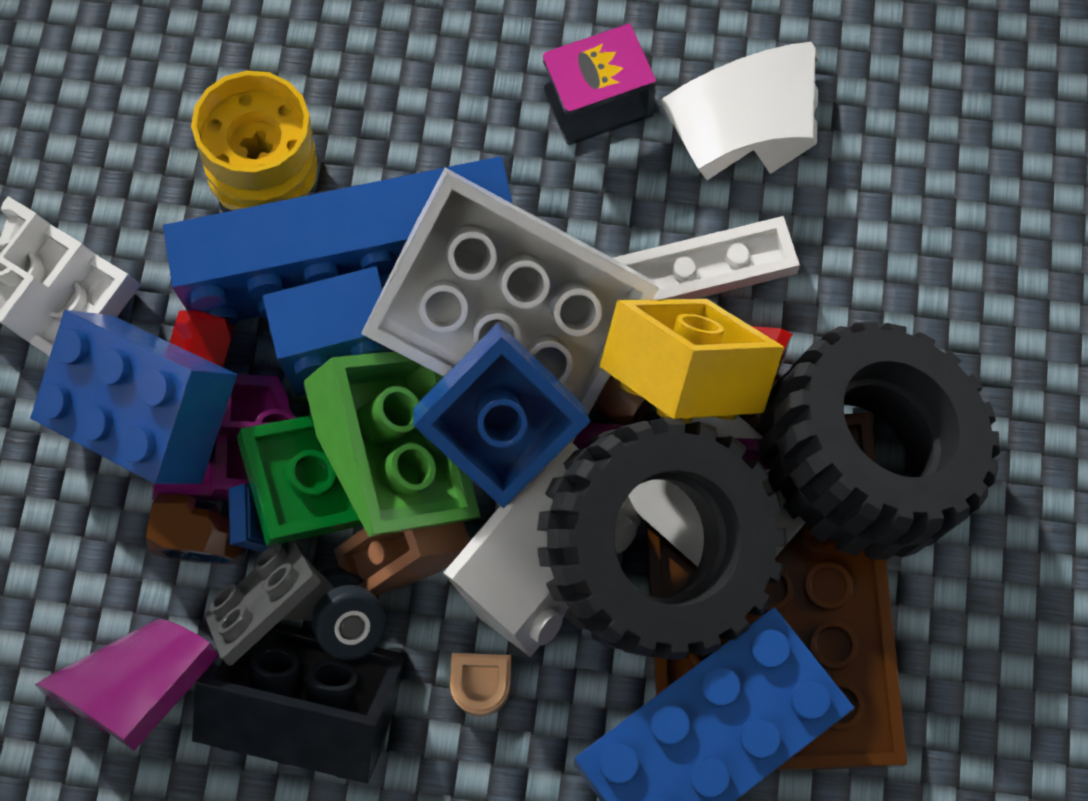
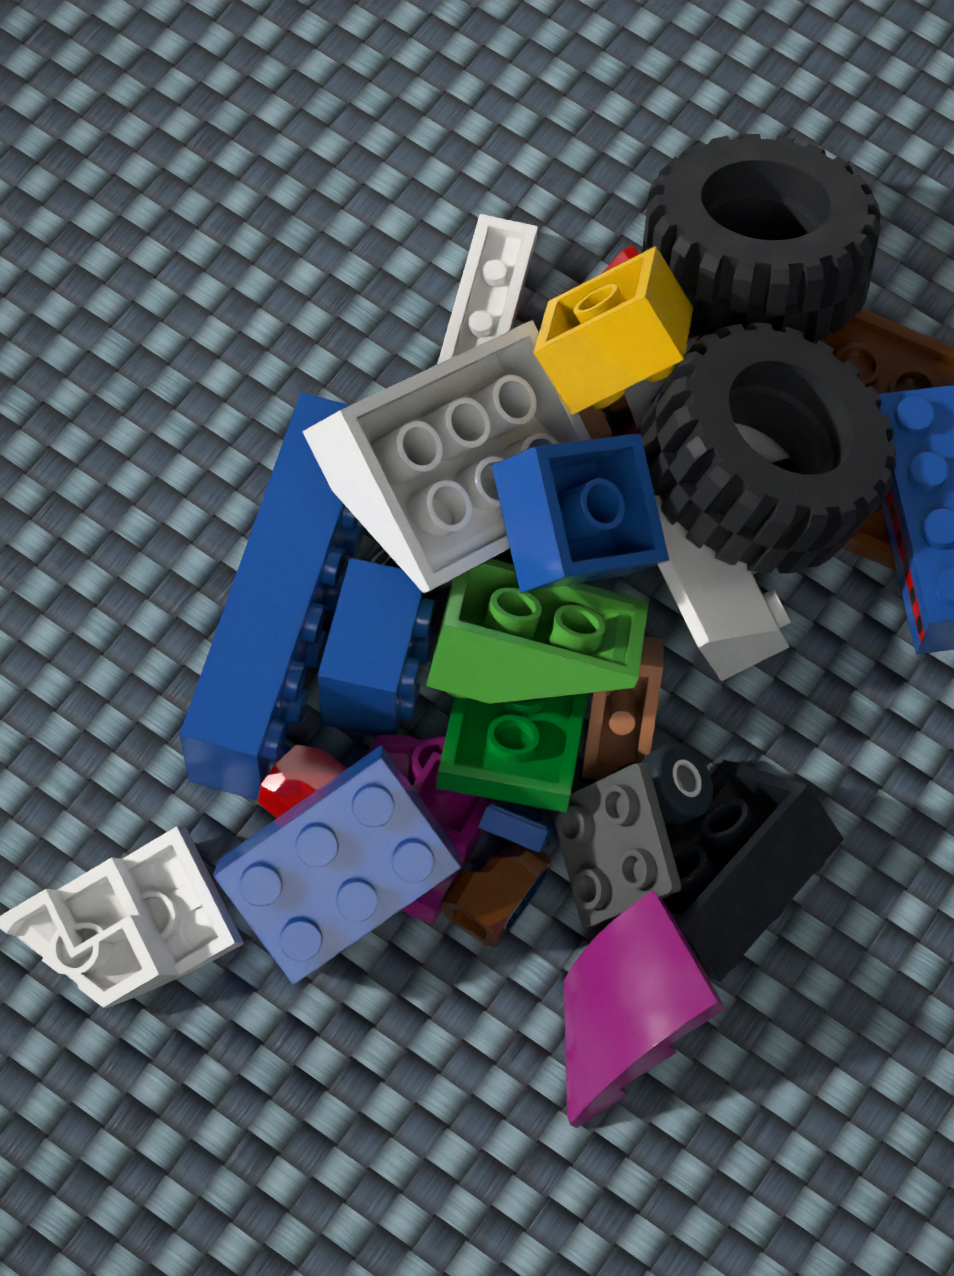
camera: 70 degrees left, 5 degrees down
(255, 140) = (112, 629): yellow wheel -> none
(480, 682) = (787, 706): light nougat tile -> none
(599, 84) = (242, 295): piece -> none
(748, 106) = (351, 187): white slope -> none

